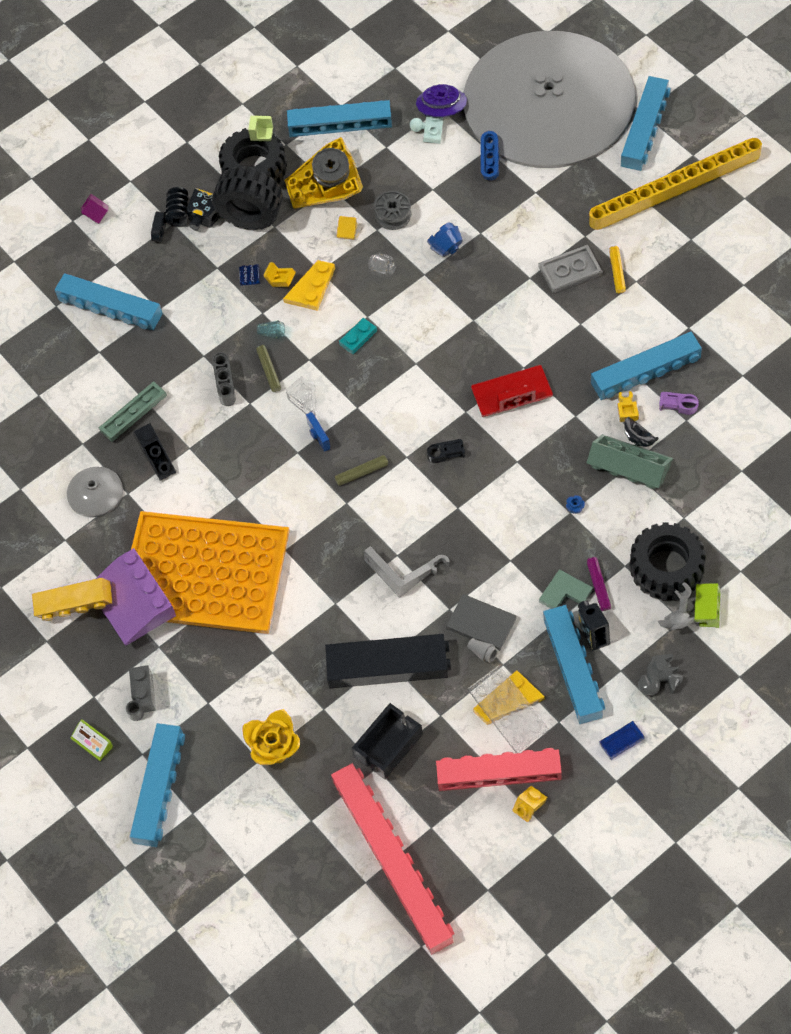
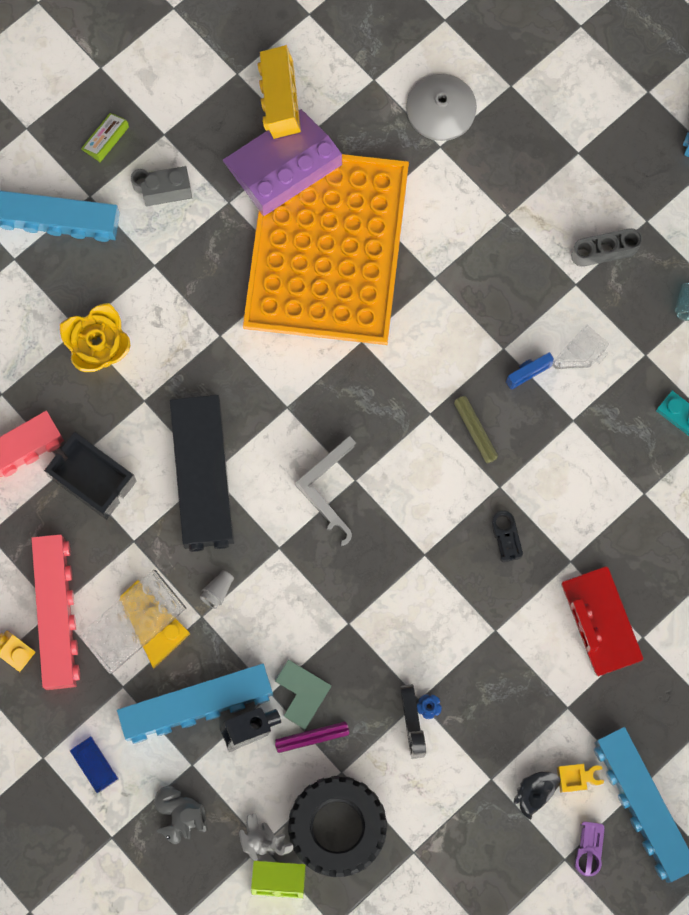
camera: 80 degrees right, 15 degrees up
(132, 411) = (555, 139): sand green plate -> none
(154, 451) = (496, 170): black slope -> none
(268, 368) = (627, 303): olive axle -> none
(481, 621) = (258, 587): dark grey tile -> none
(602, 511) = (415, 734): none -> black beam
(629, 461) = (493, 779): sand green slope -> none

